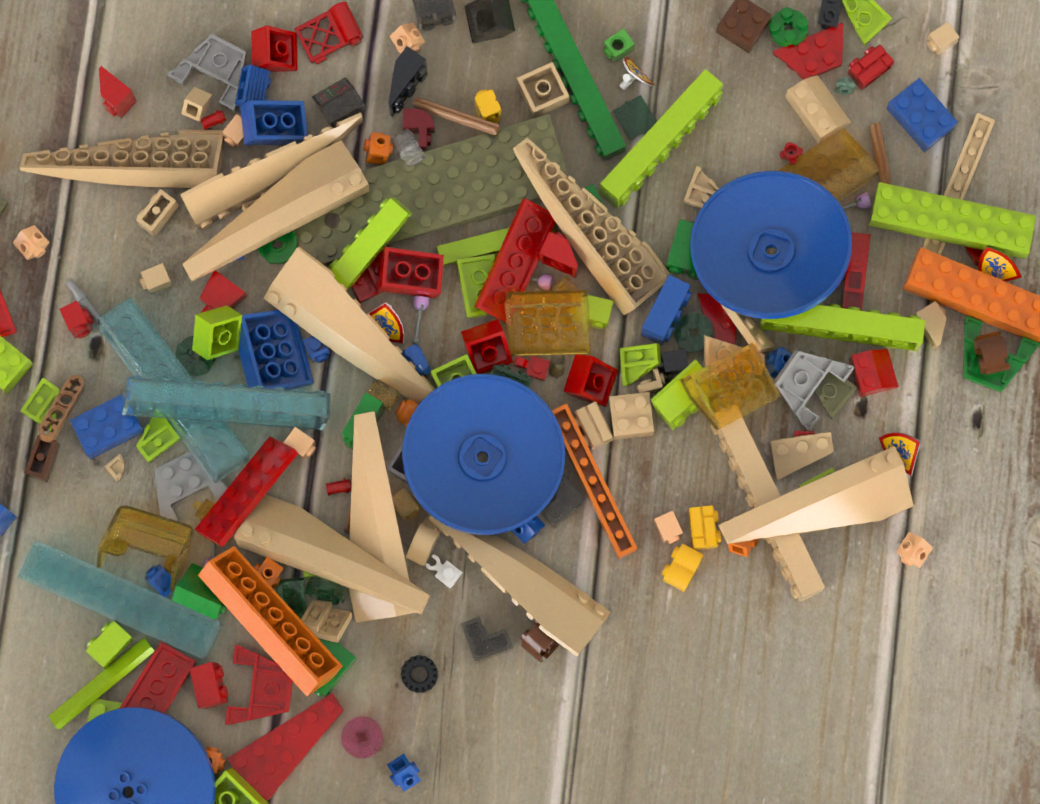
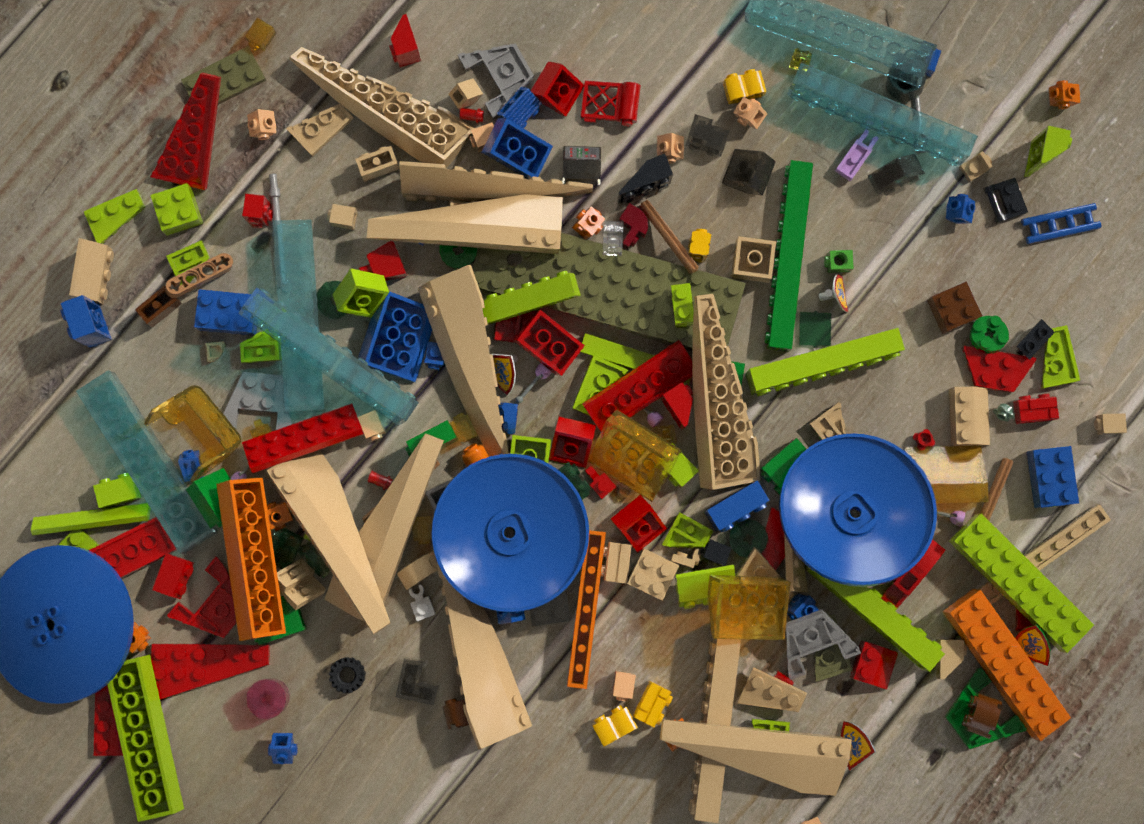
camera: 25 degrees right, 5 degrees up
(86, 215) = (320, 129): none -> tan wing
(506, 165) = (682, 305): none -> lime brick

